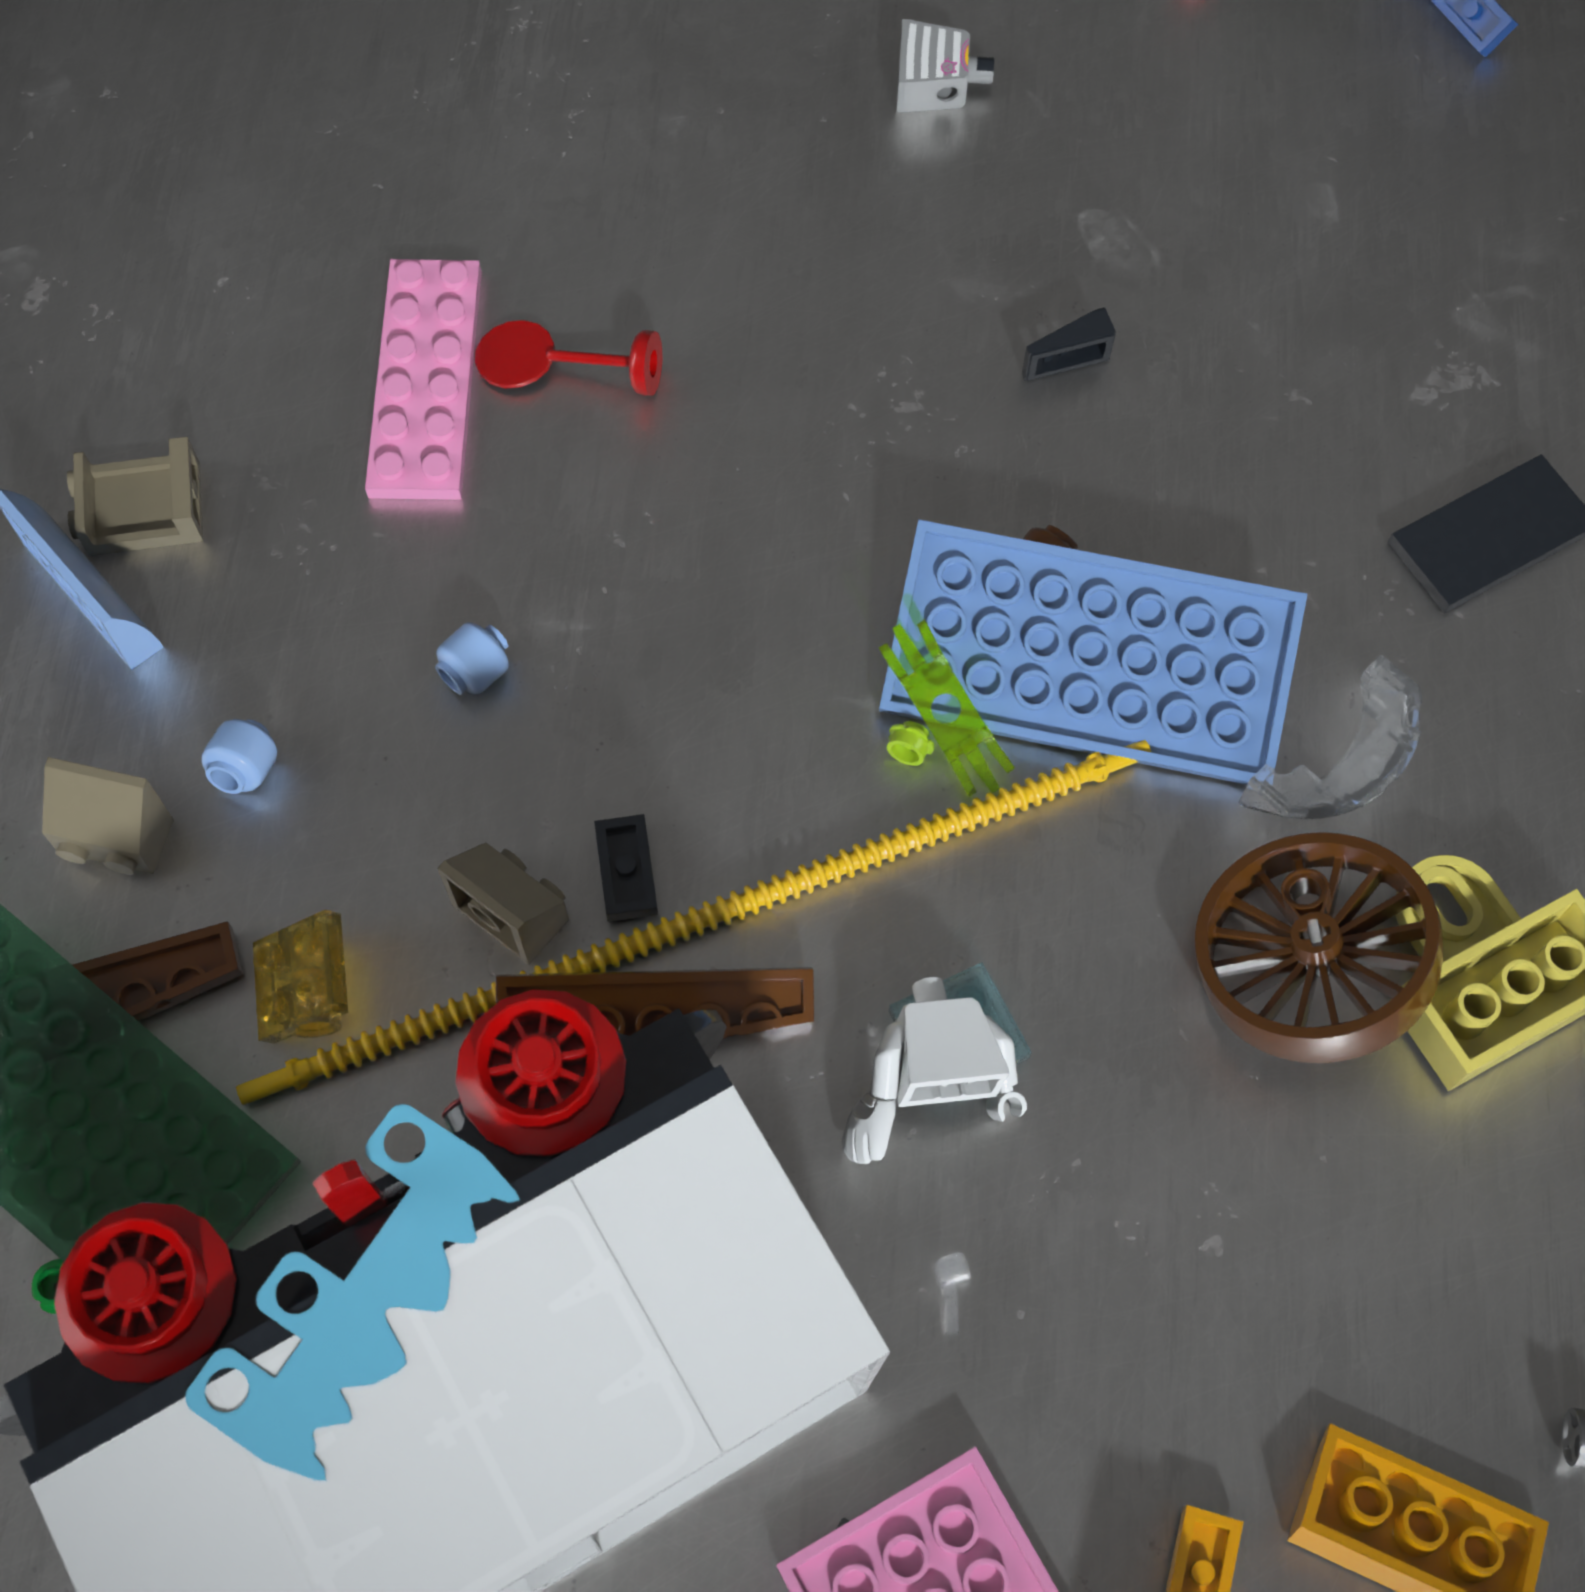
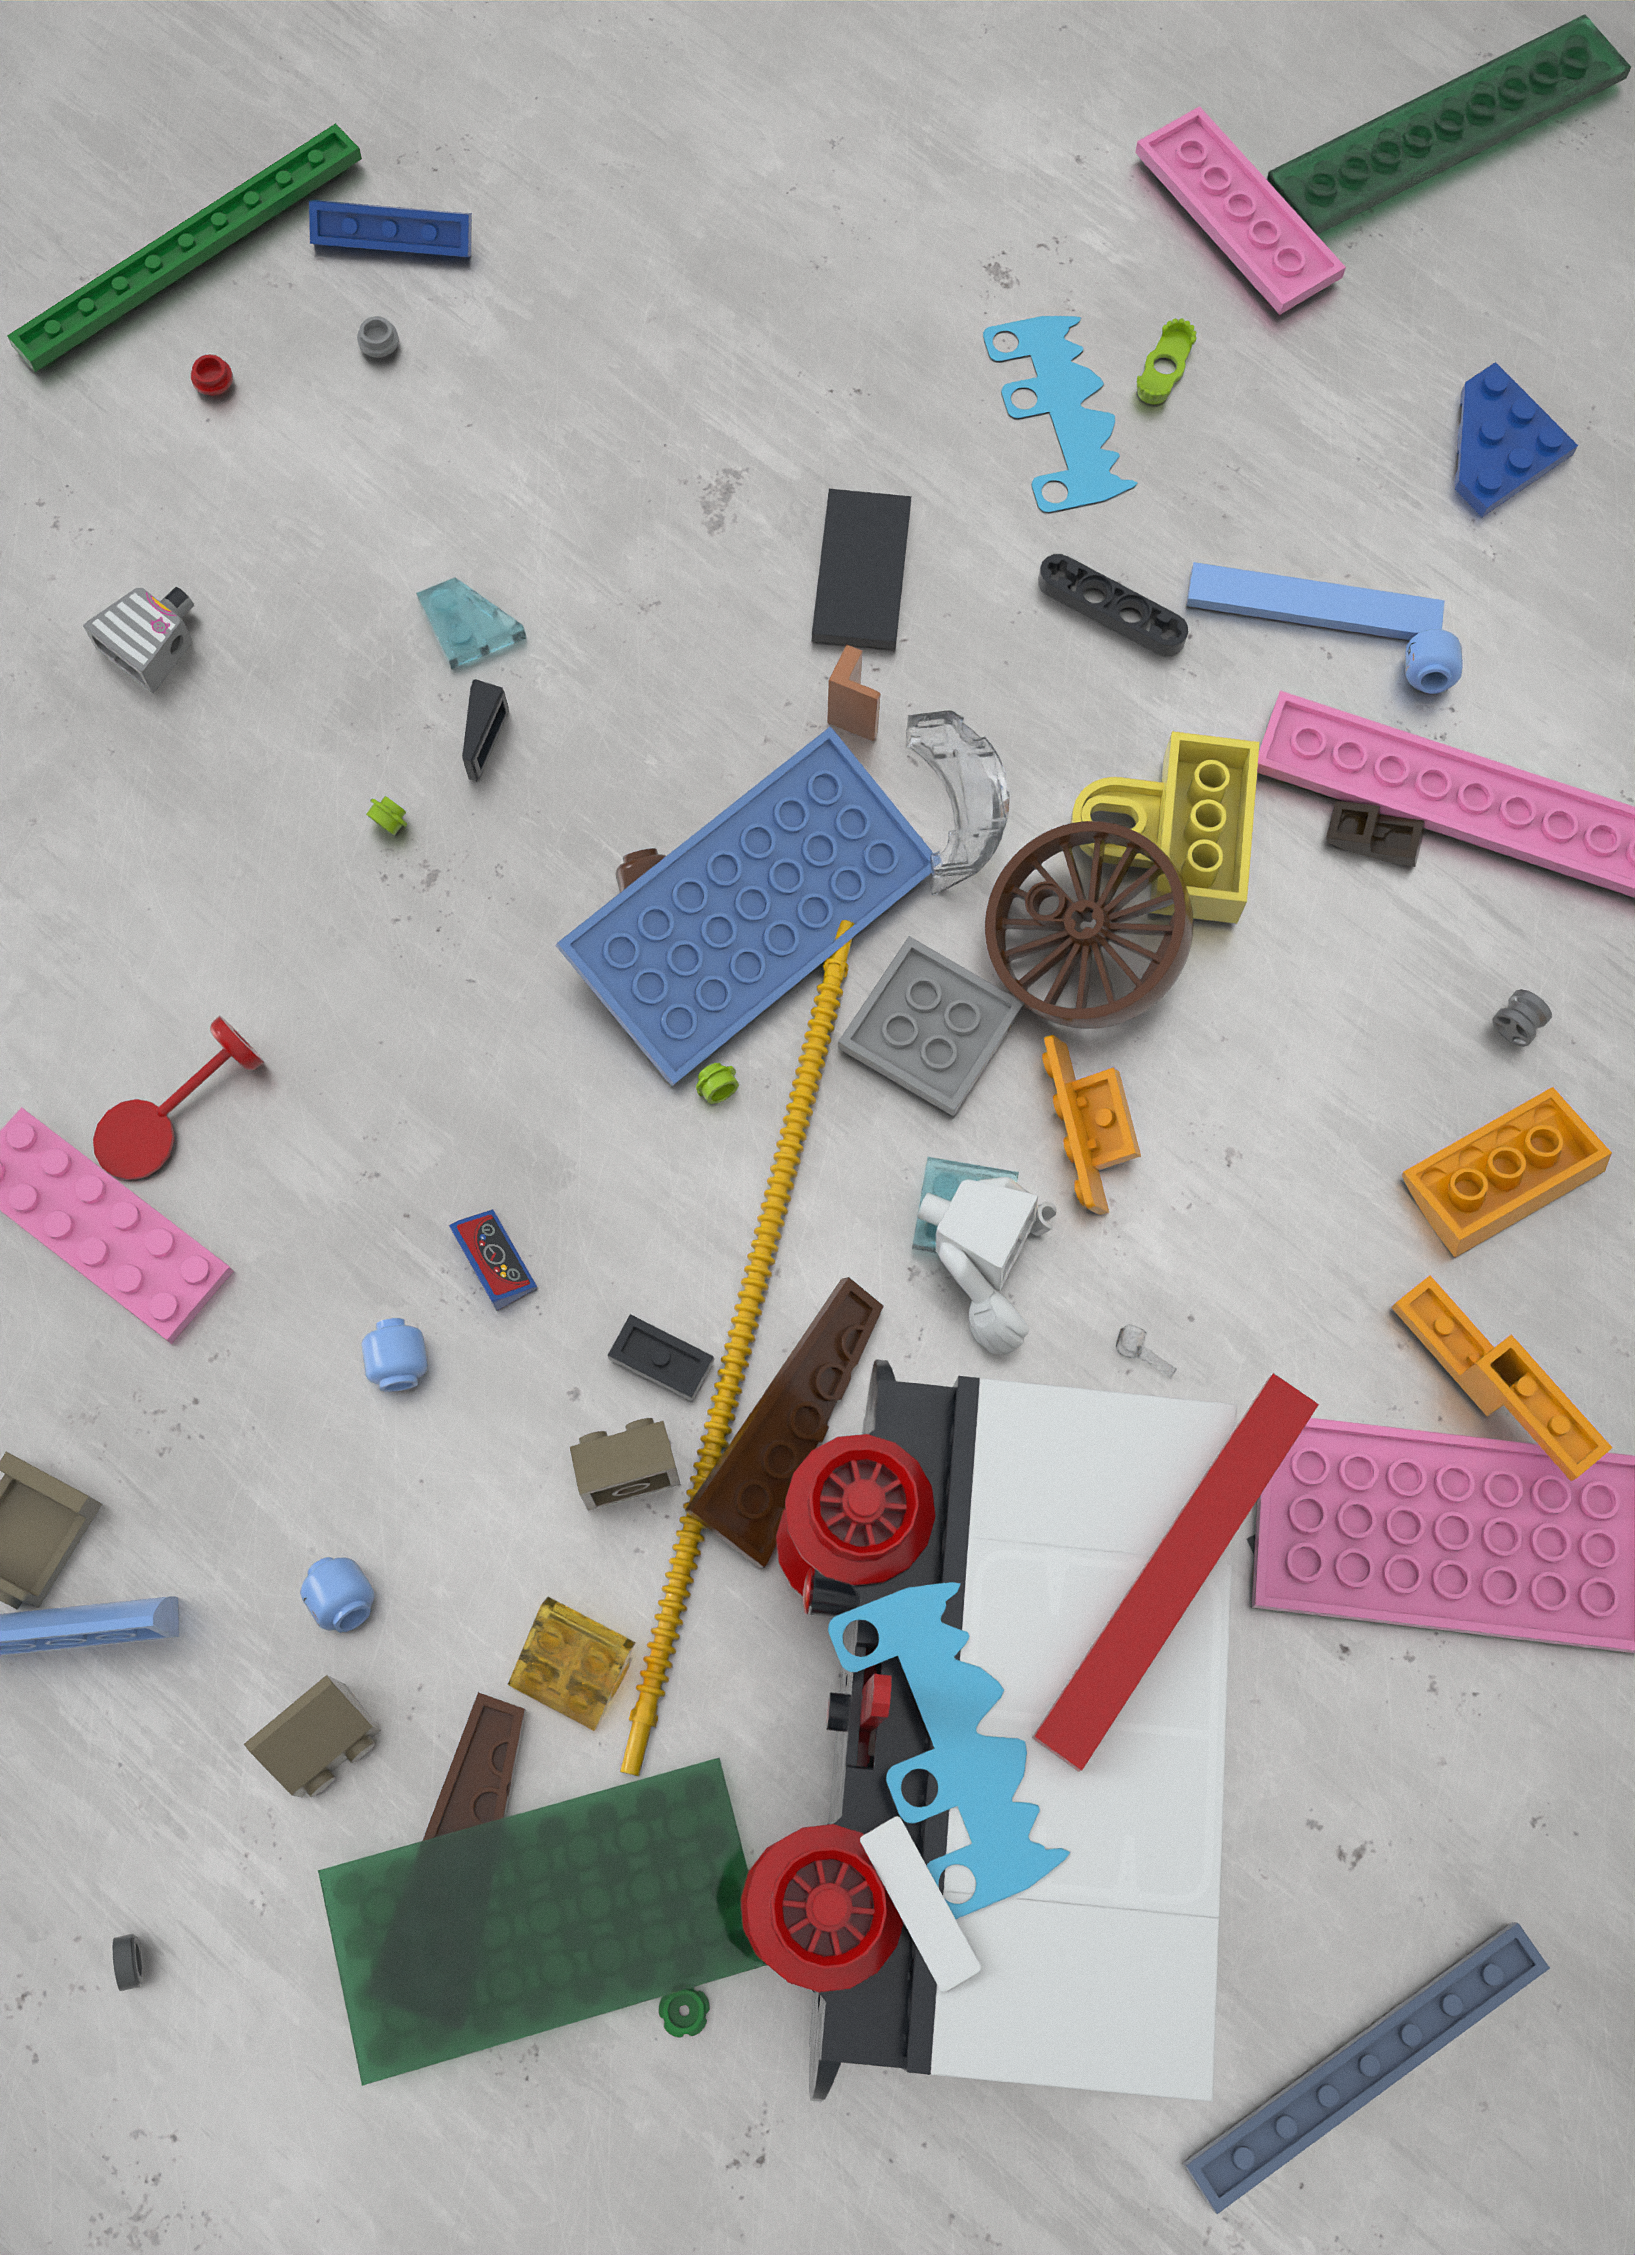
camera: 55 degrees left, 5 degrees up
(185, 1367) = (920, 1904): none -> white sticker
(614, 676) = (493, 1258): none -> slope
(676, 1399) = (1174, 1573): none -> red tile
(934, 334) = (387, 814): none -> lime plate
(963, 733) = (741, 1037): clear neon green piece -> none
(1110, 883) = (930, 1025): none -> light grey plate
(1135, 1087) = (1095, 1122): none -> light orange bracket
(1155, 276) = (467, 622): none -> clear light blue wing
(1344, 41) = (377, 337): none -> light grey plate
(1358, 596) = (849, 702): none -> nougat panel

